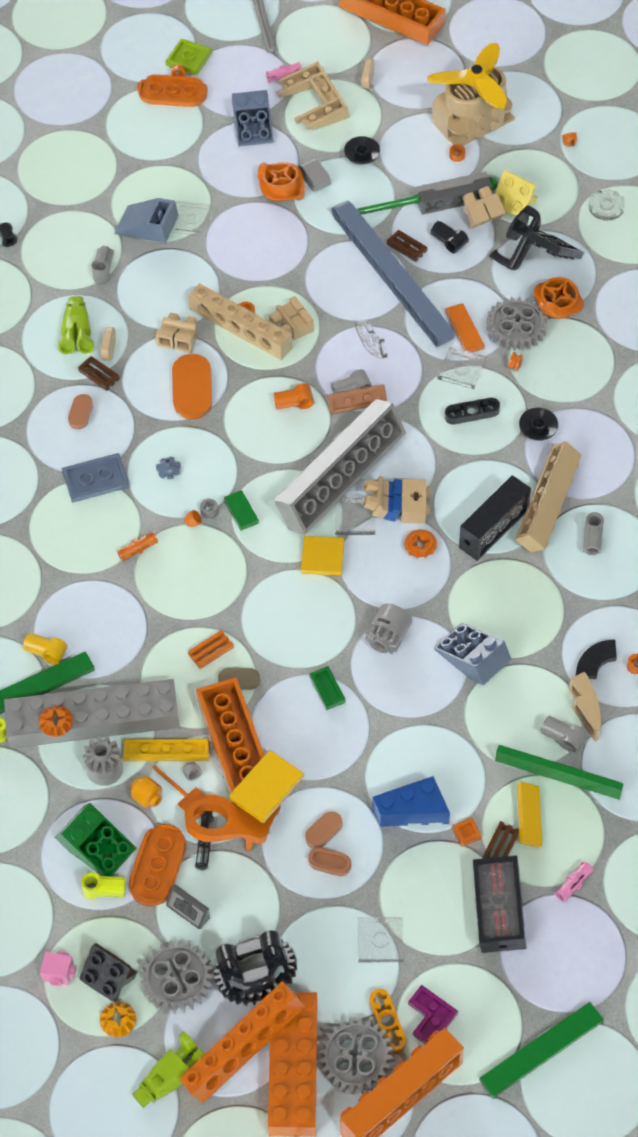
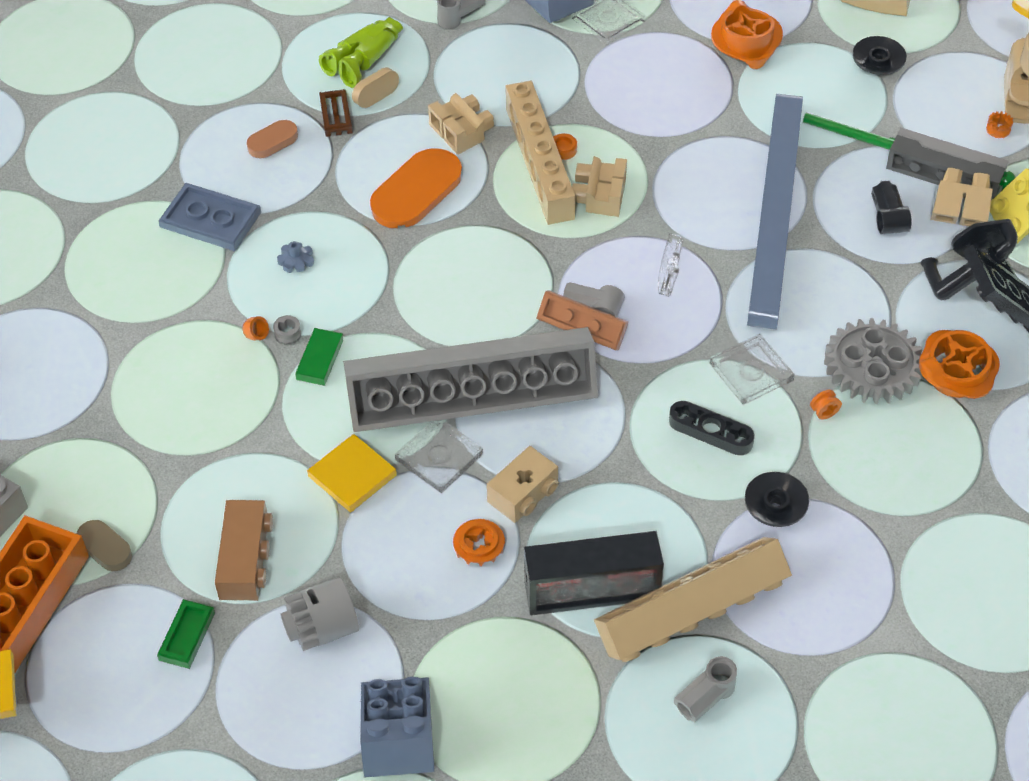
camera: 40 degrees right, 5 degrees down
(137, 546) = (165, 317): orange pin -> none
(208, 647) = (115, 484): orange tile -> none
(299, 396) = (518, 275): orange piece -> none
(313, 629) = (243, 550): none -> medium nougat brick
(315, 175) = (795, 50): light grey beam -> none
(386, 498) = (487, 456): tan hips -> none
(404, 247) = (833, 205): reddish brown tile -> none
(464, 328) = (803, 326): orange tile -> none

